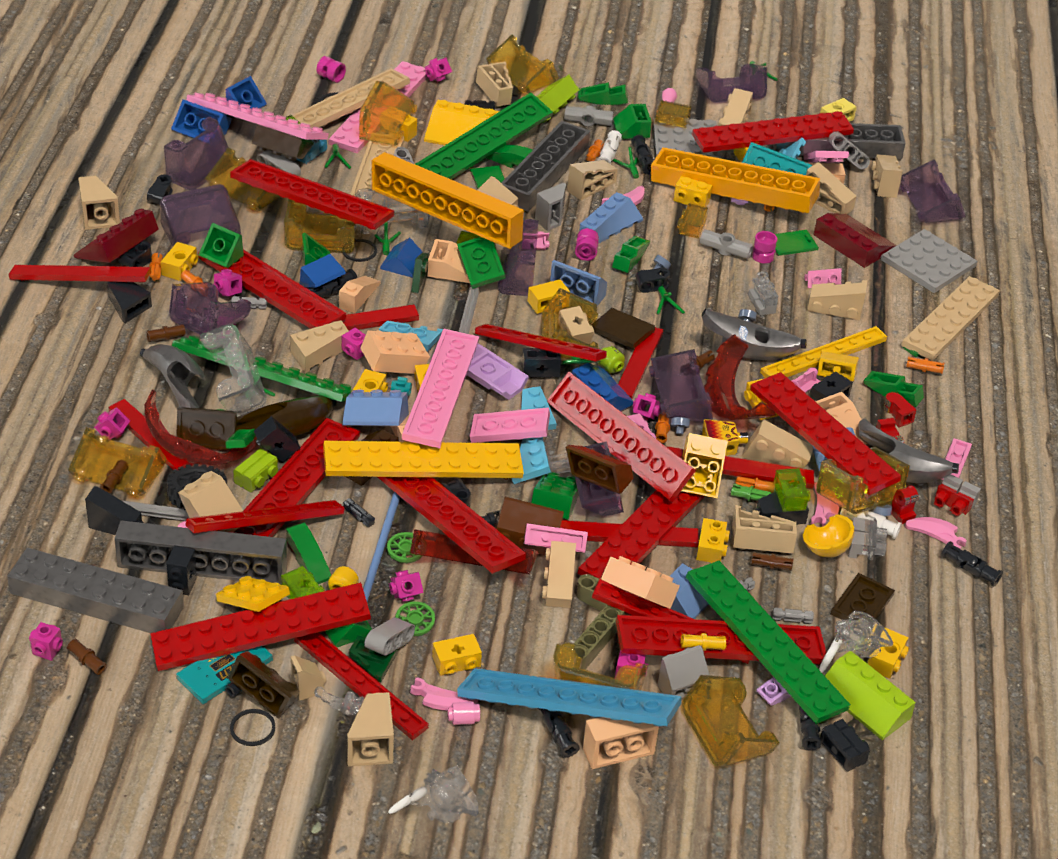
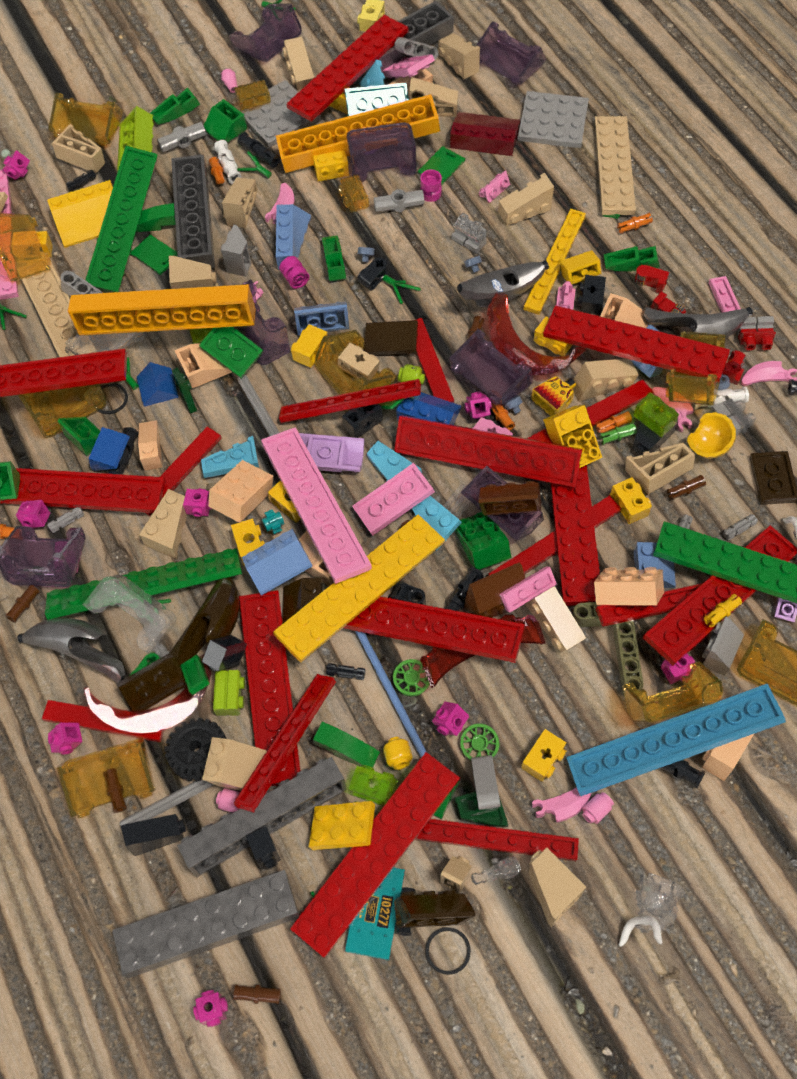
camera: 30 degrees left, 20 degrees up
(740, 198) = (382, 149): none -> windscreen

